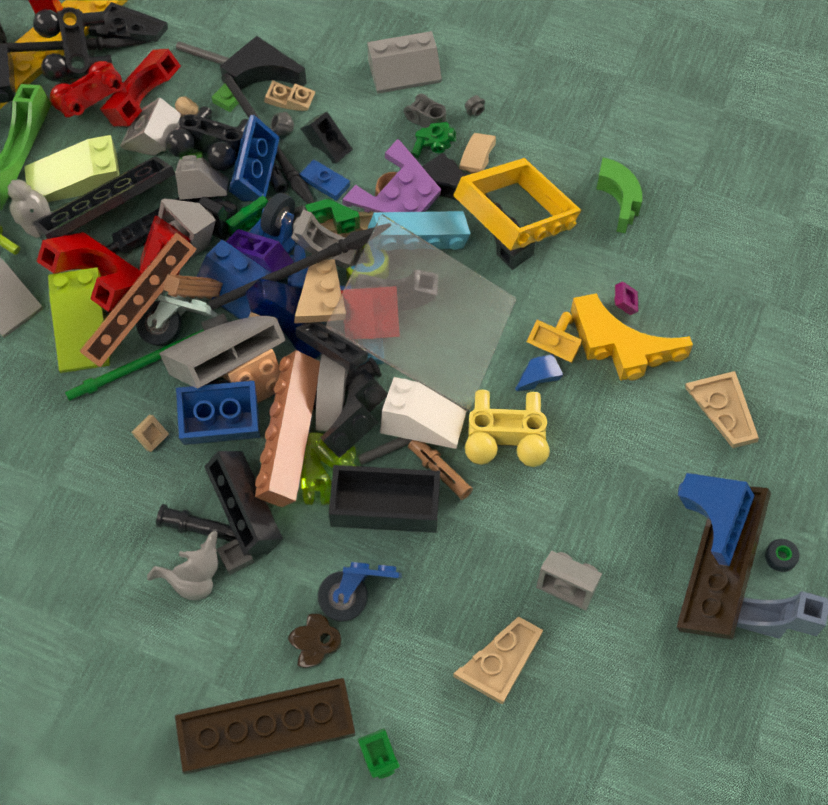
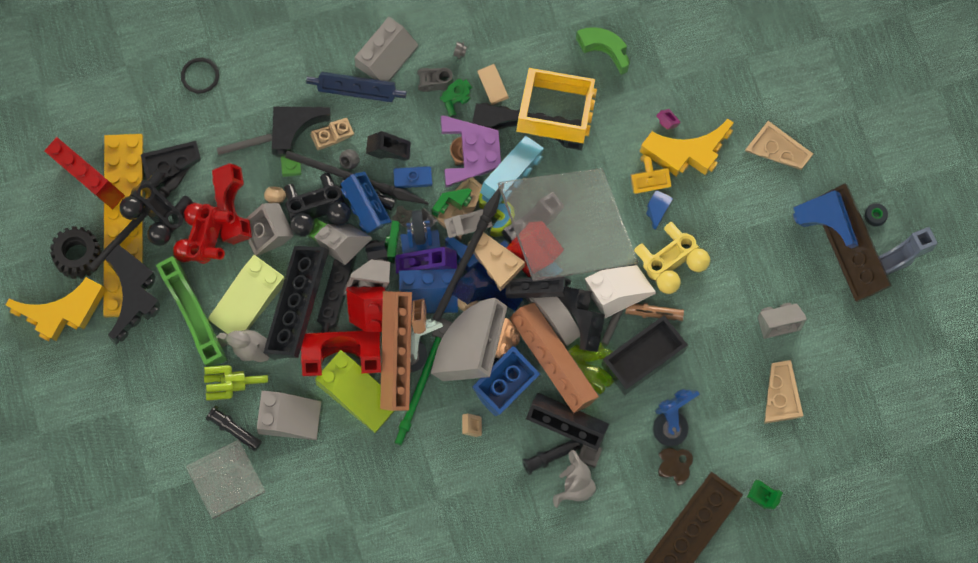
camera: 45 degrees left, 10 degrees up
(349, 73) = (356, 87): none -> dark blue plate

